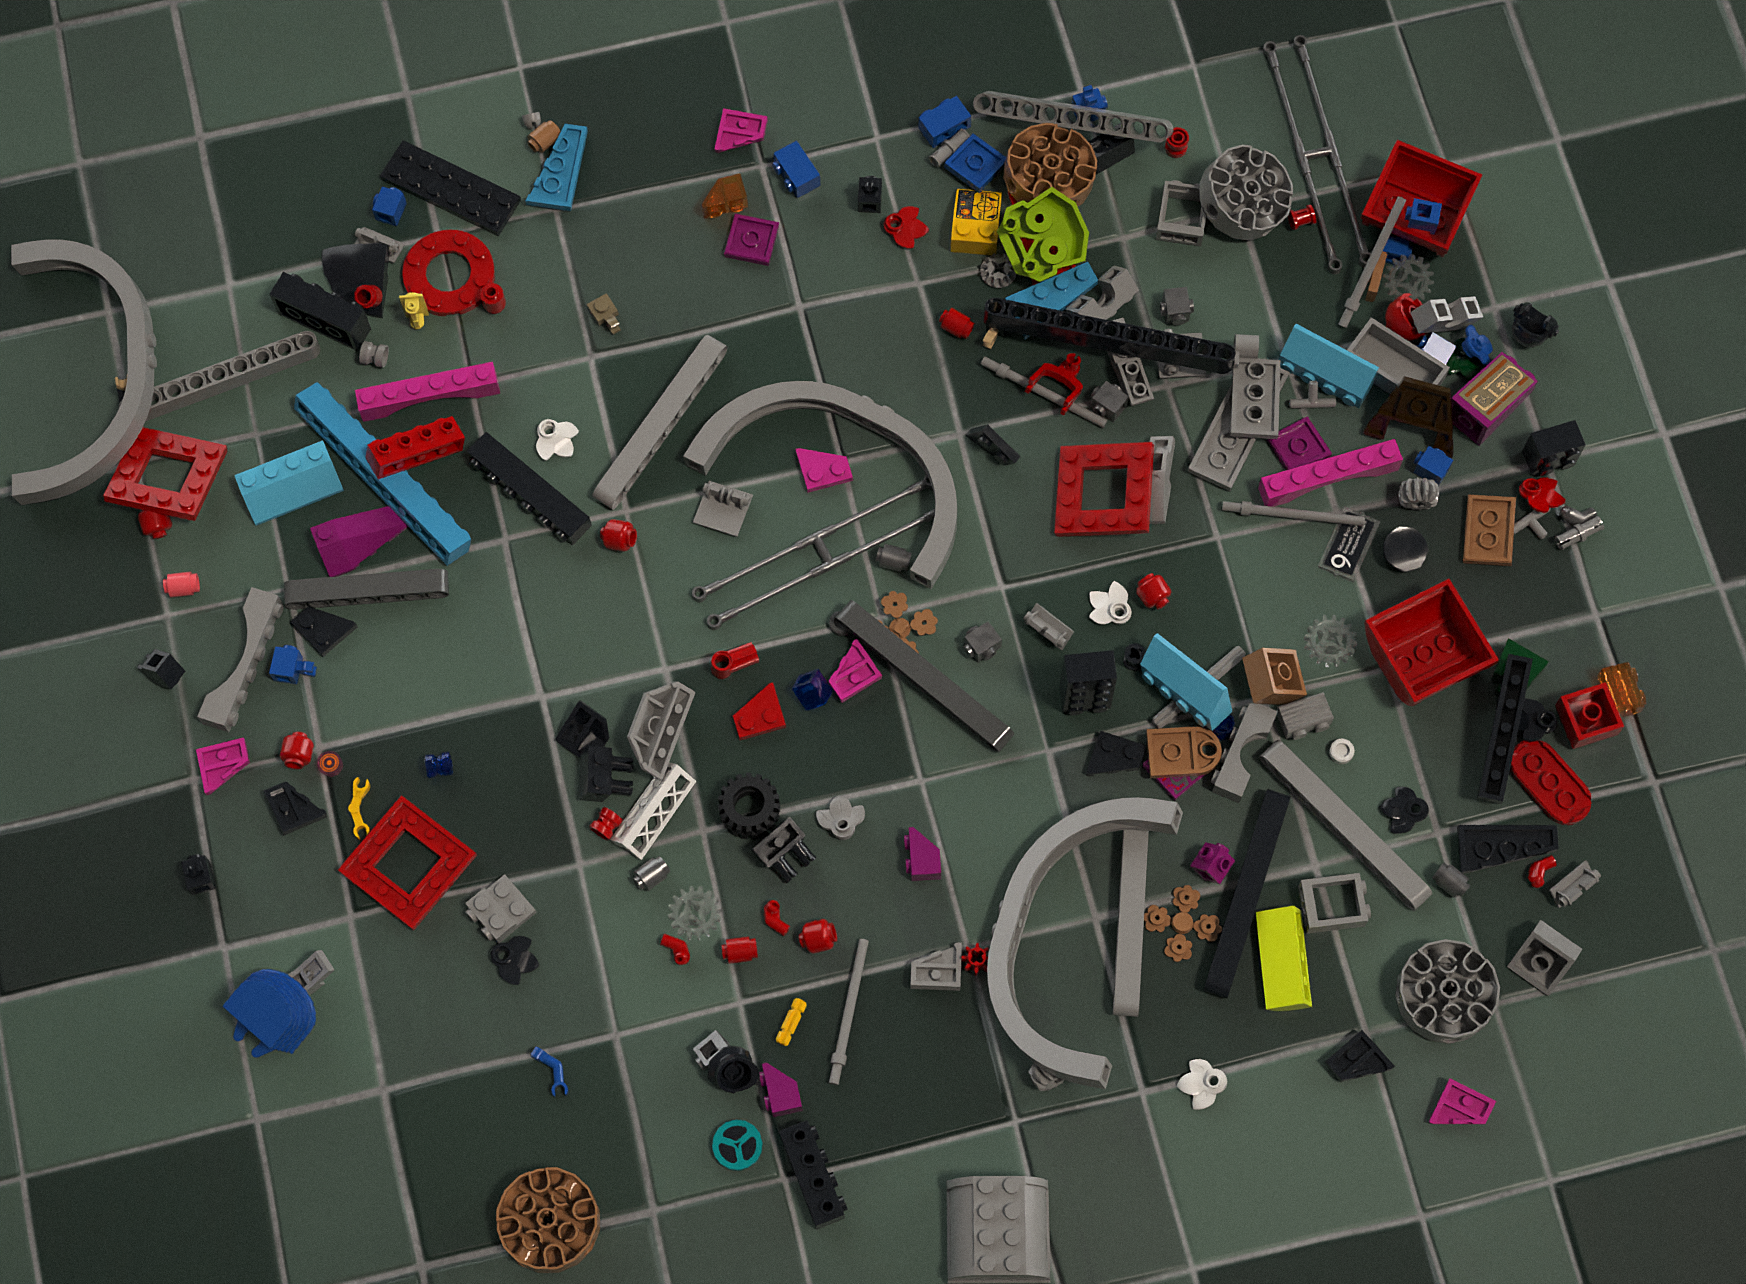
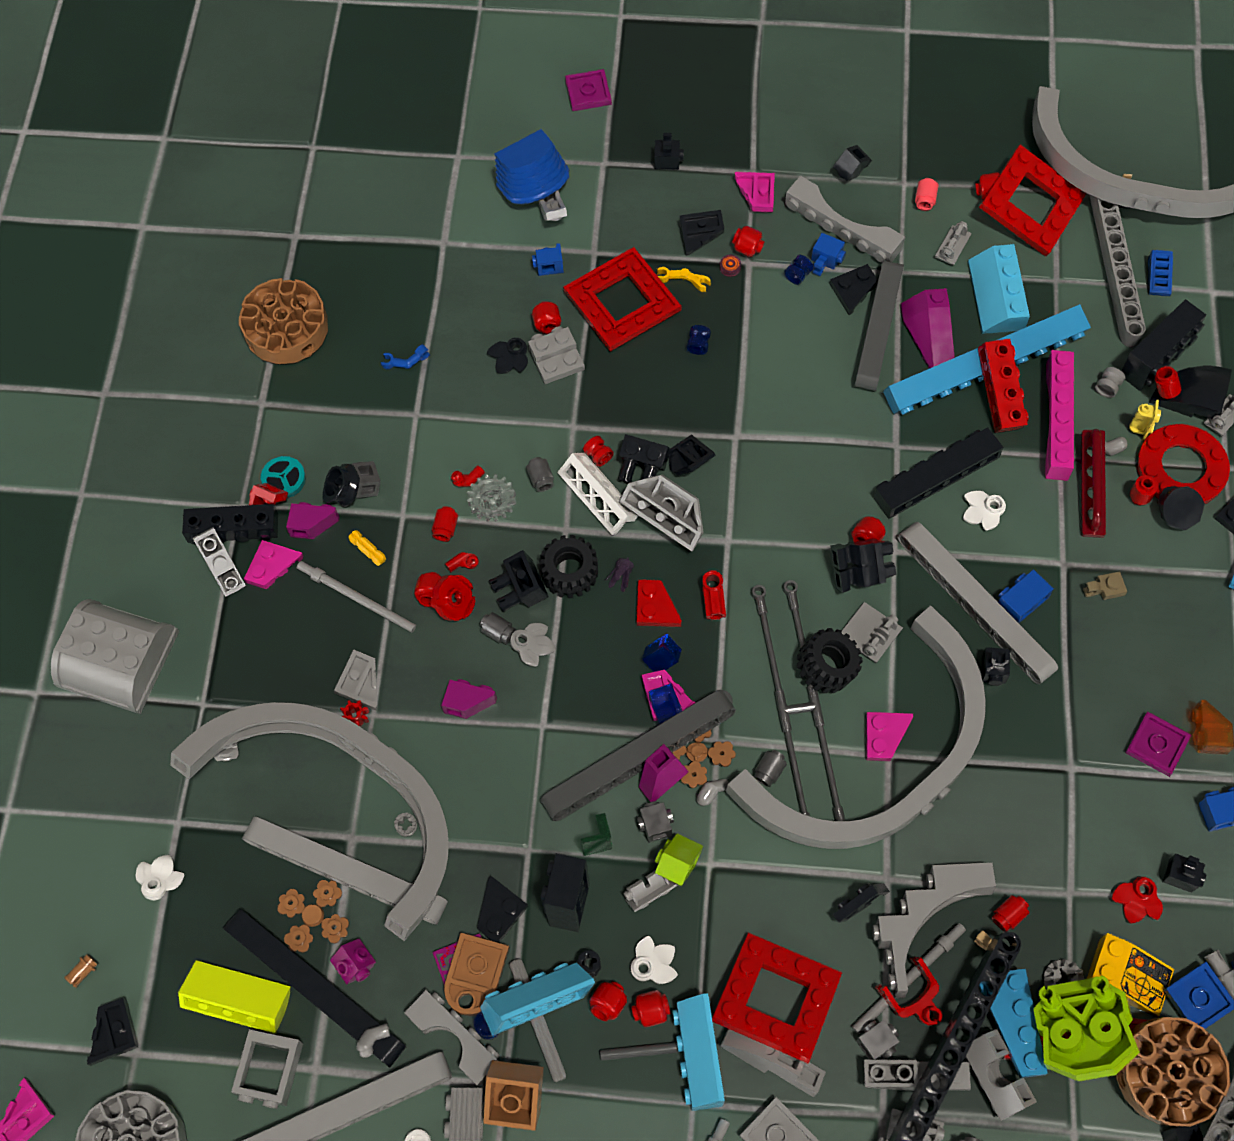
camera: 110 degrees right, 5 degrees down
(121, 999) = (588, 90): none -> magenta tile
(214, 328) = (1160, 259): none -> blue slope
(239, 543) = (954, 243): none -> light grey hinge
(319, 688) = (796, 272): none -> clear blue wheel
(379, 957) = (548, 260): none -> blue brick
(445, 333) = (1115, 446): none -> light grey arm
(457, 932) = (546, 317): none -> red head
(501, 263) = (1181, 507): none -> black hat
(543, 334) = (1097, 525): none -> dark red piece
(643, 378) = (1025, 596): none -> blue brick
(658, 529) = (869, 560): none -> black hips
(723, 387) = (995, 666): none -> black brick
(731, 754) = (623, 567): none -> clear purple piece
(767, 1144) = (266, 493): none -> red bracket
(772, 545) = (840, 649): none -> black tyre
(822, 906) = (443, 601): none -> red plate
(838, 854) = (497, 628): none -> flat silver brick
(841, 1115) = (270, 563): none -> dark pink wing
(864, 1160) = (219, 561): none -> light grey slope
(866, 664) = (664, 703): none -> clear blue panel
(933, 603) = (710, 790): none -> light grey arm
(937, 648) = (660, 773): none -> magenta slope
(982, 397) = (945, 886): none -> light grey arch
(1014, 605) = (678, 859): none -> lime brick
(1017, 678) = (599, 842): none -> clear green panel
(1069, 864) = (400, 820): none -> light grey bush
(1163, 625) = (608, 1001): none -> red head
(1177, 537) = (699, 1052): none -> medium azure slope
(1192, 594) = (638, 1051): none -> dark grey bar
(1276, 816) = (369, 1037): none -> light grey arm
(1315, 1115) = (81, 970): none -> medium nougat pin

